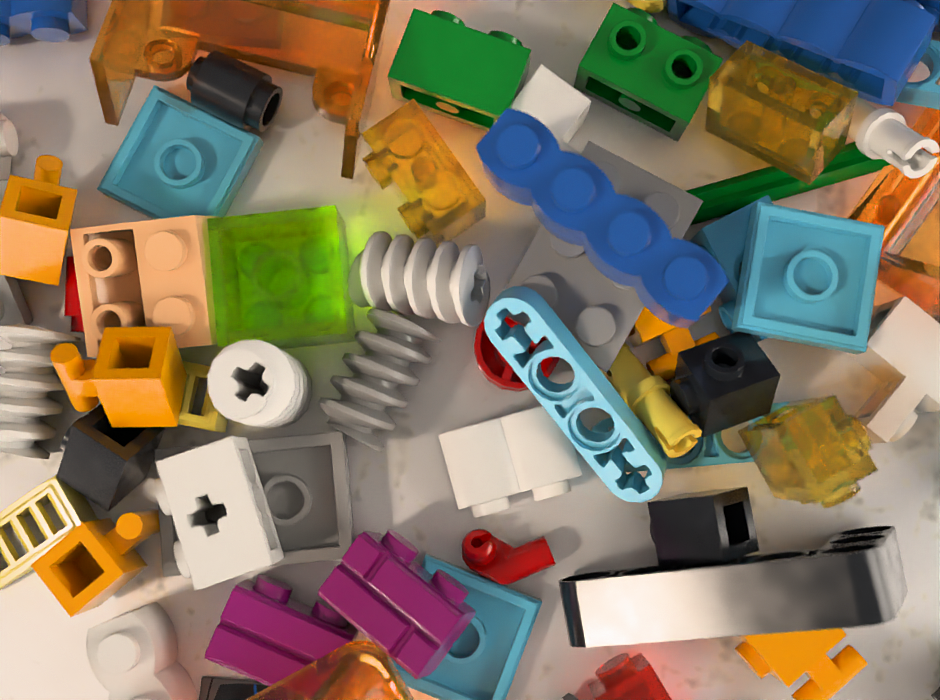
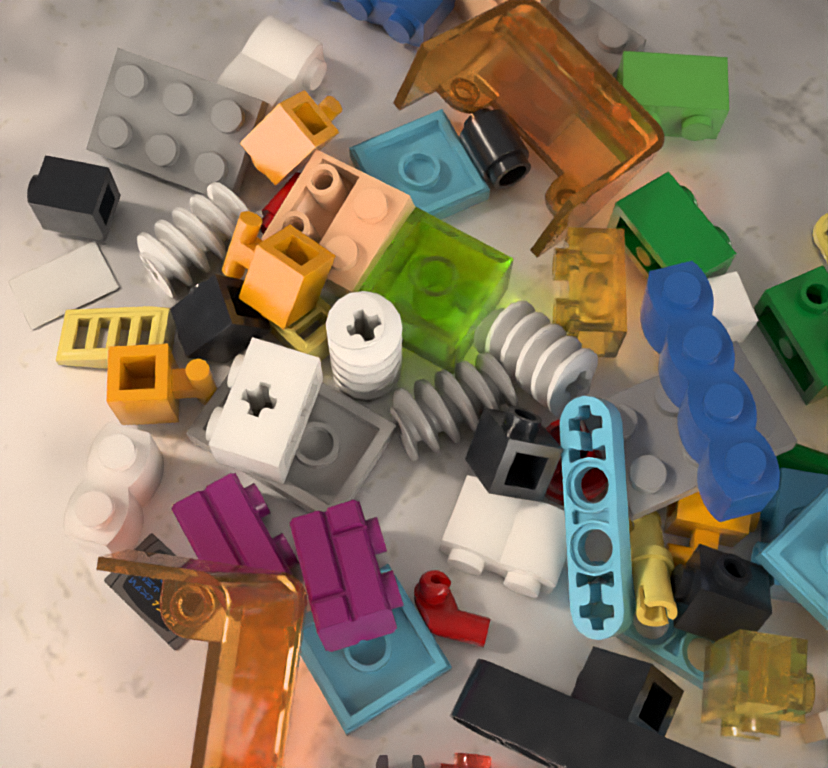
camera: 30 degrees right, 15 degrees down
(466, 390) = (513, 453): none -> black brick

